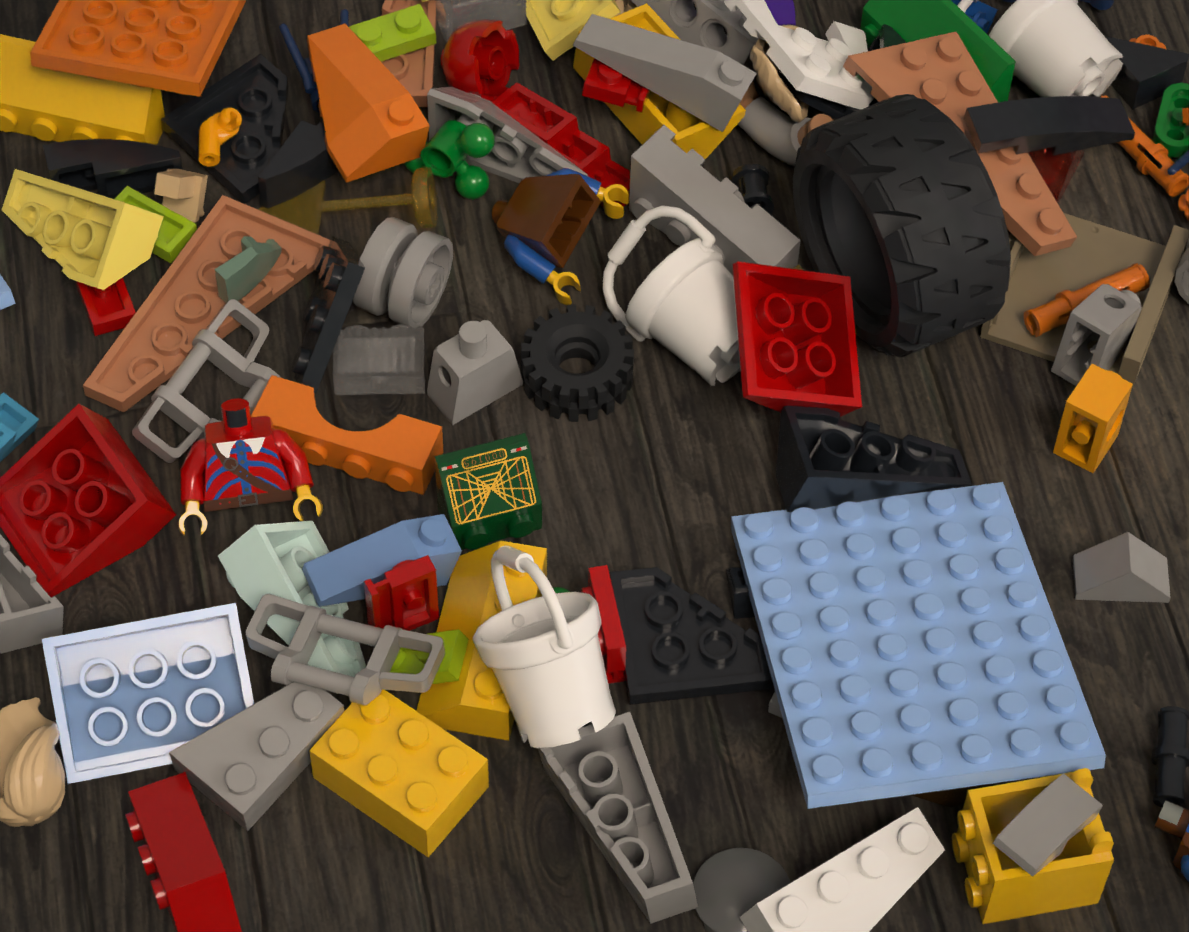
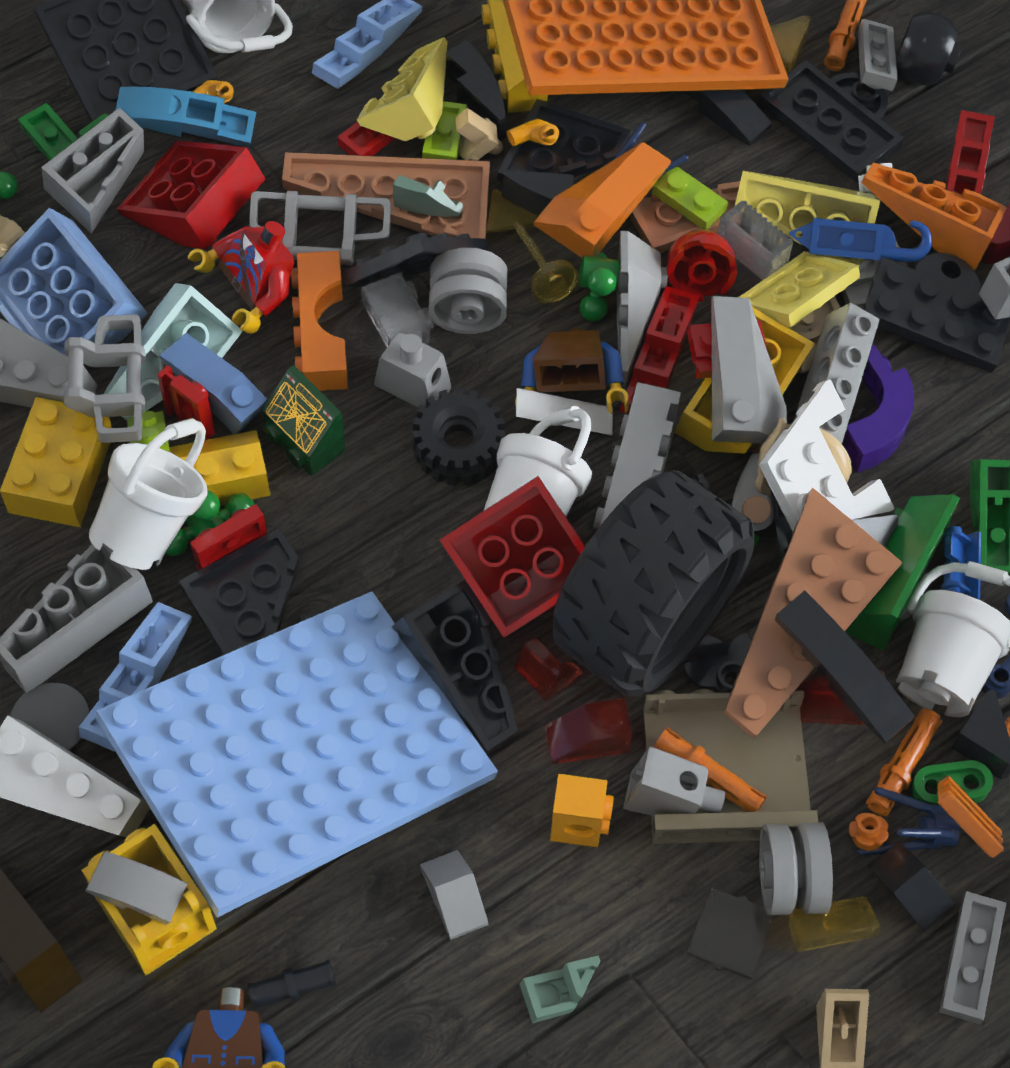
camera: 65 degrees right, 5 degrees up
(588, 263) = (539, 405): none -> white sticker
(727, 785) = (140, 664): none -> light blue slope
(904, 396) = (544, 670): none -> clear red tile
(996, 382) = (590, 732): none -> clear red slope

